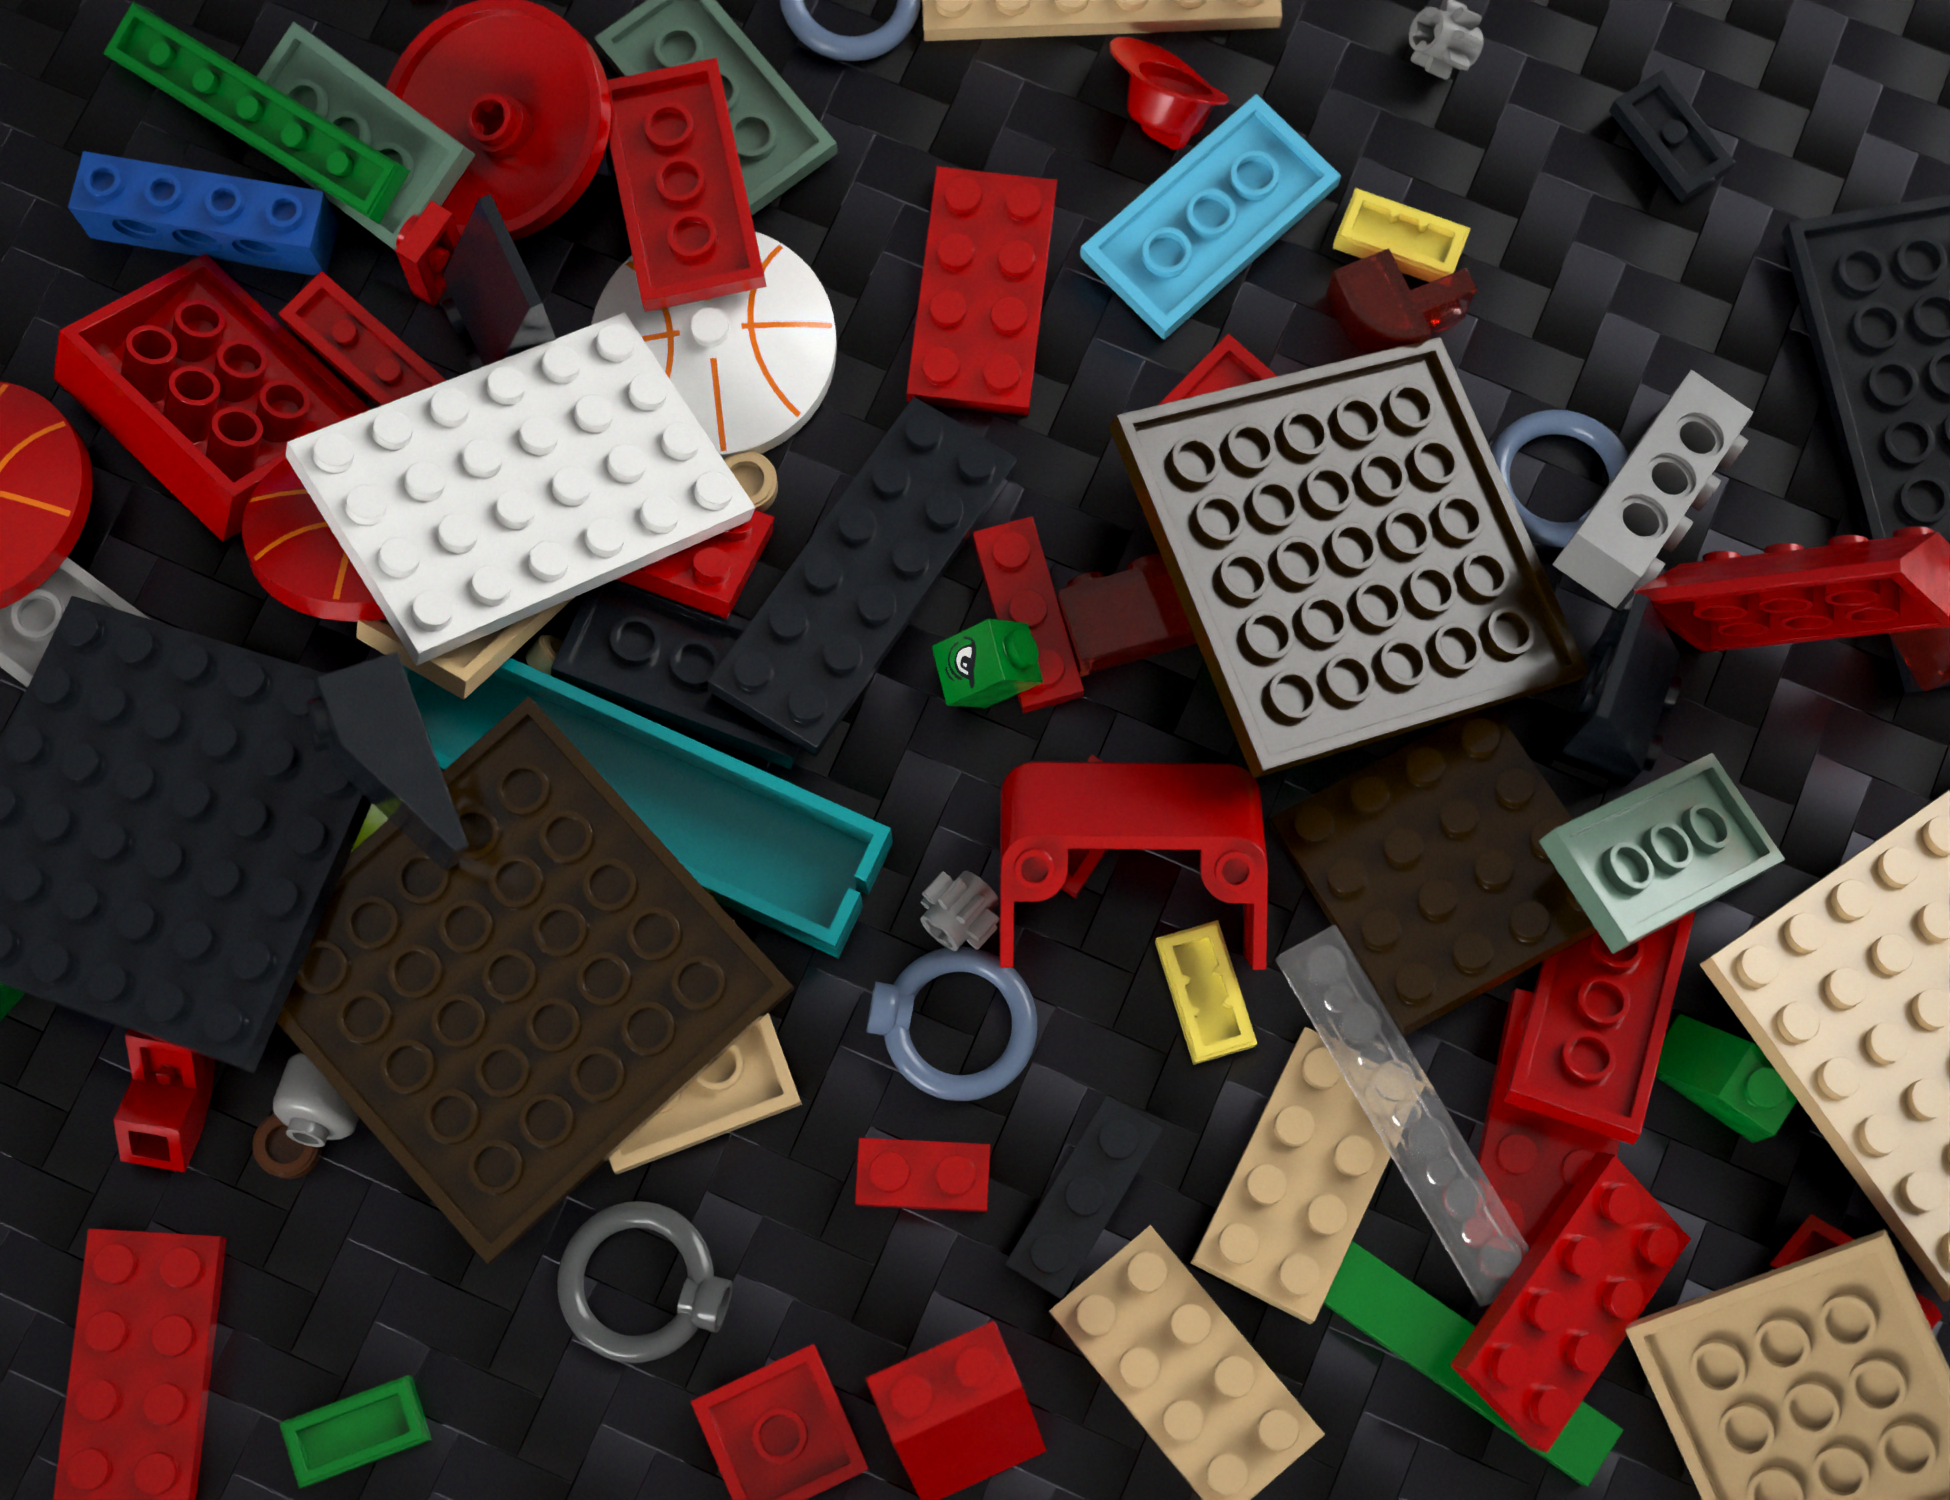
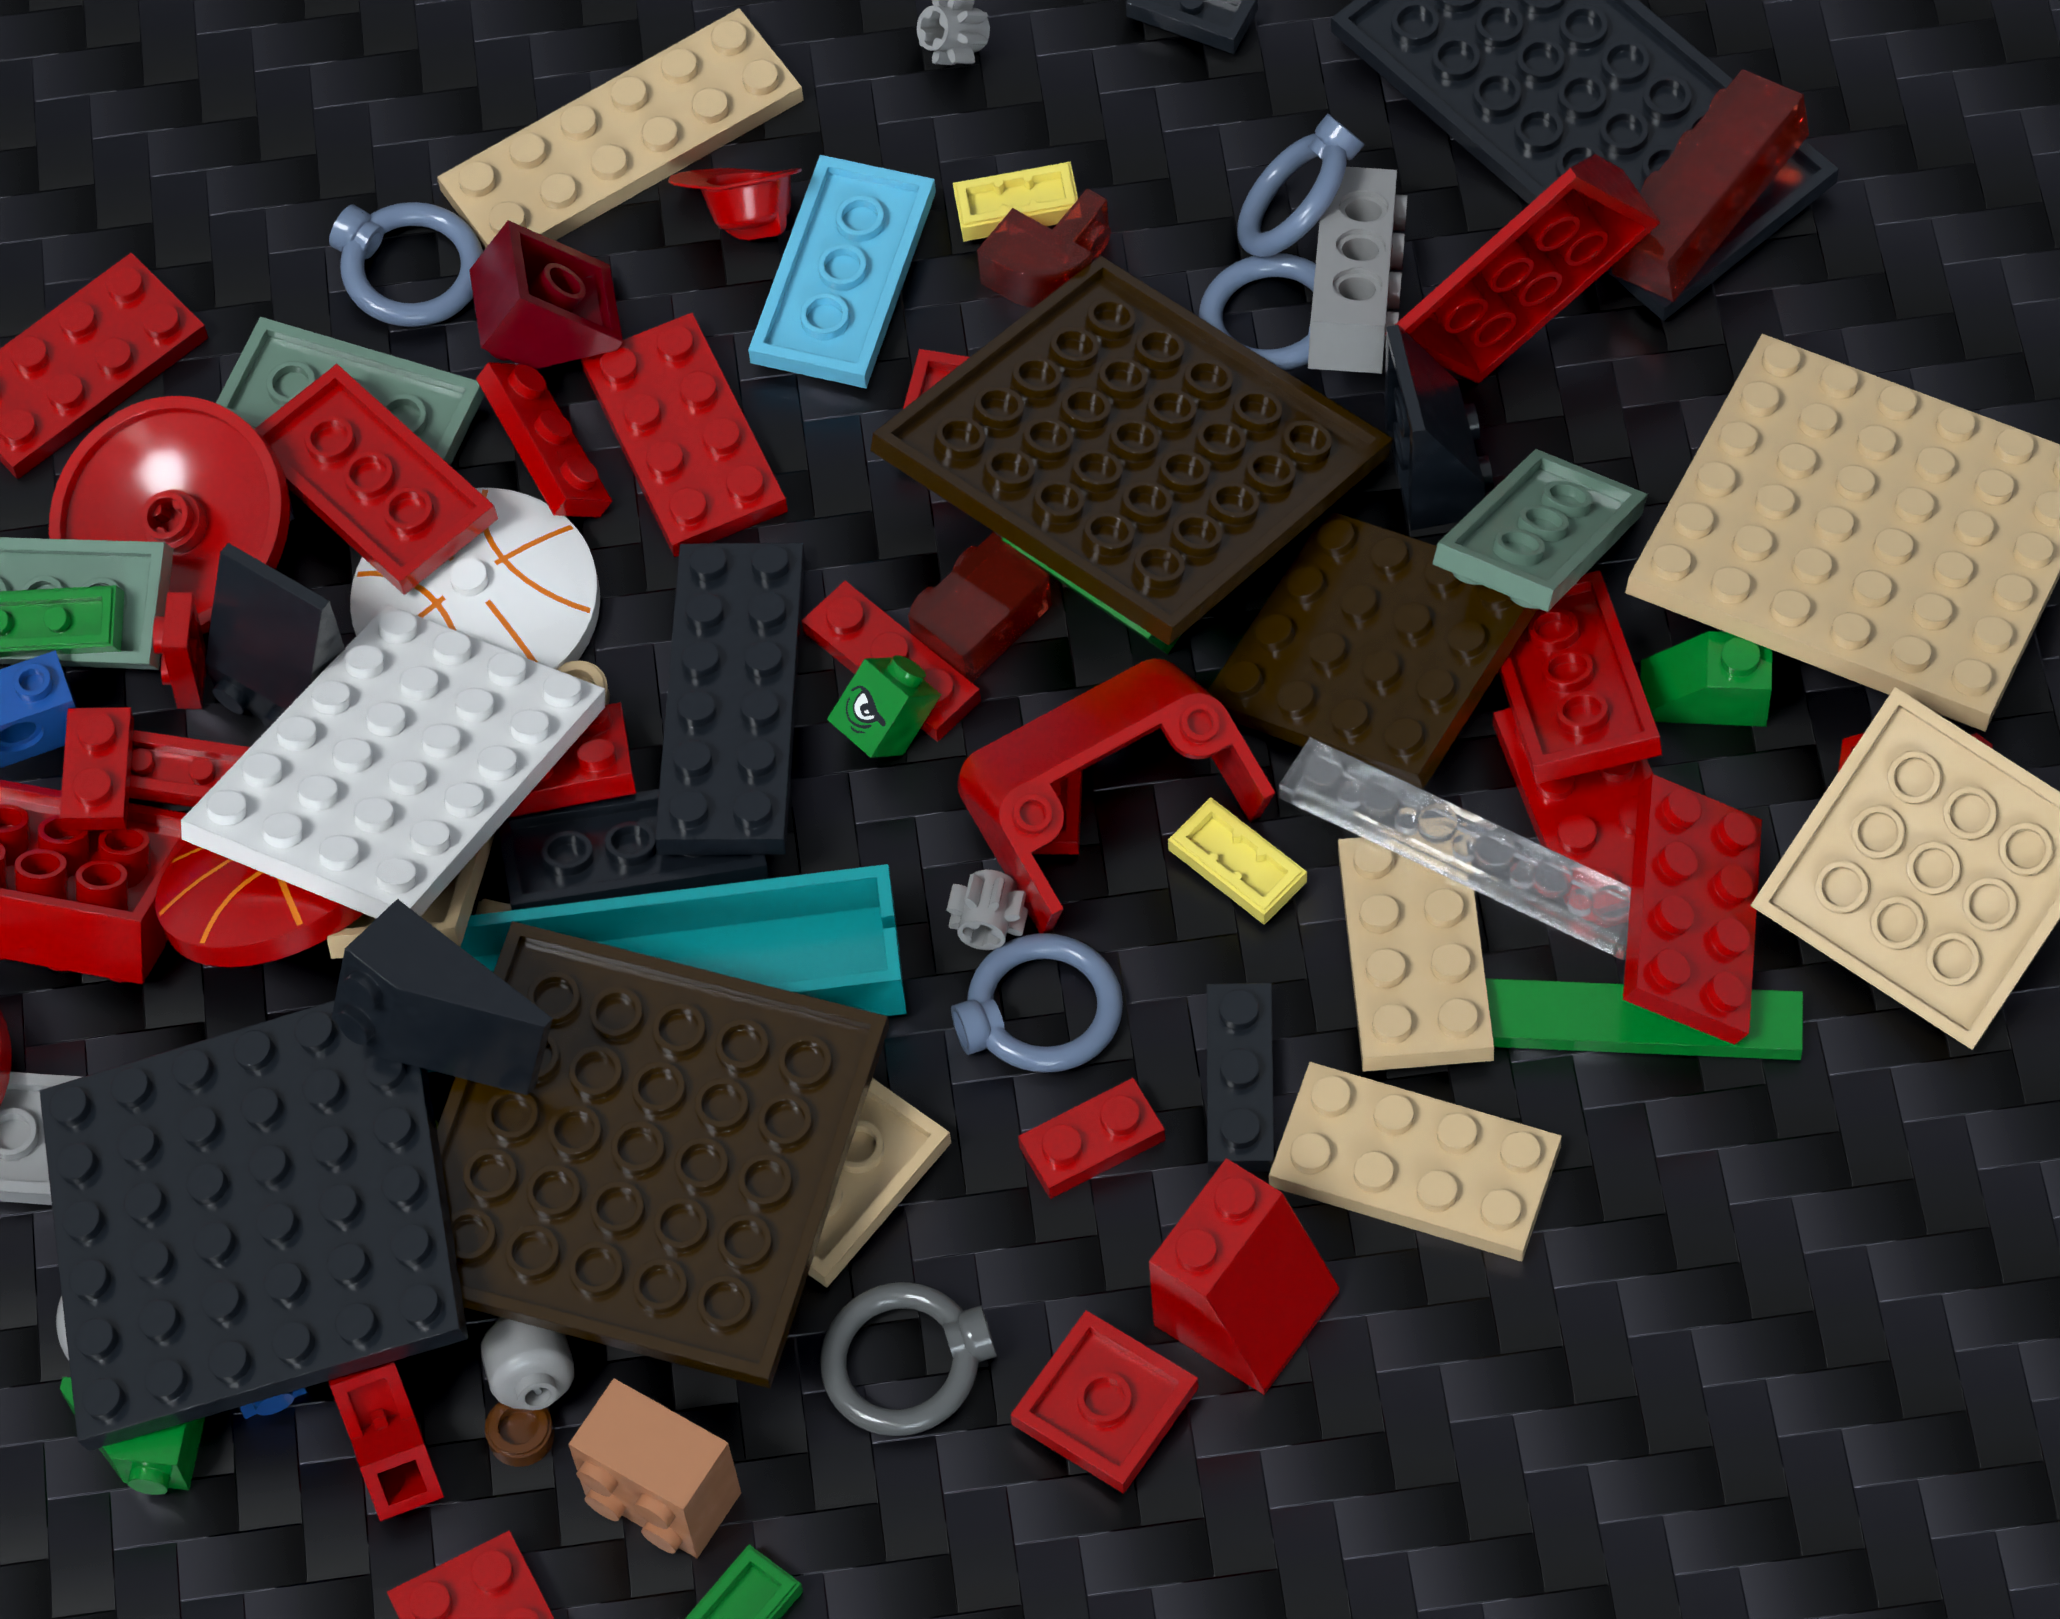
camera: 25 degrees left, 15 degrees down
(298, 320) = (97, 769): none -> red plate
(354, 1271) = (654, 1470): none -> nougat brick
(857, 228) = (544, 440): none -> red plate
(933, 97) = (542, 300): none -> dark red slope
(1709, 360) = (1334, 146): none -> sand blue piece

